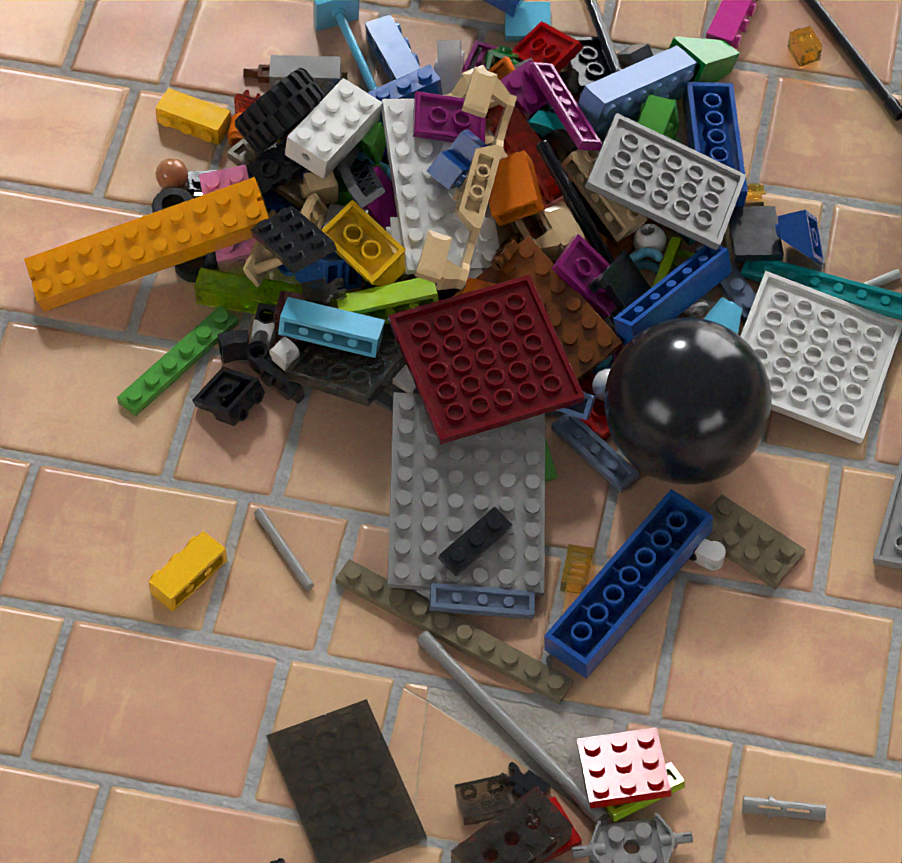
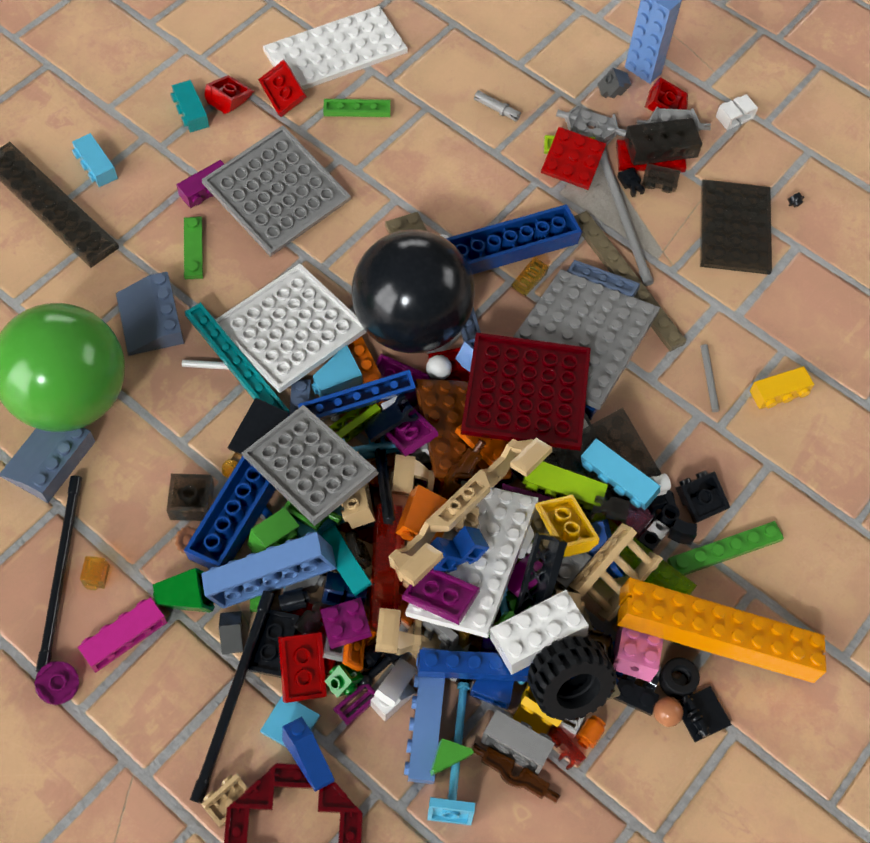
camera: 155 degrees left, 5 degrees up
(133, 194) = (703, 714): none -> black hinge
(193, 116) = (624, 767): yellow brick -> none
(293, 239) = (625, 534): black plate -> none
(360, 37) = (448, 754): none -> bright green slope
(475, 541) = (593, 301): black plate -> none
(565, 106) = (340, 565): magenta tile -> none
(745, 109) = (184, 537): none -> nougat piece
(770, 140) = (189, 496): none -> clear smoke brick
(802, 233) = (233, 405): blue slope -> none

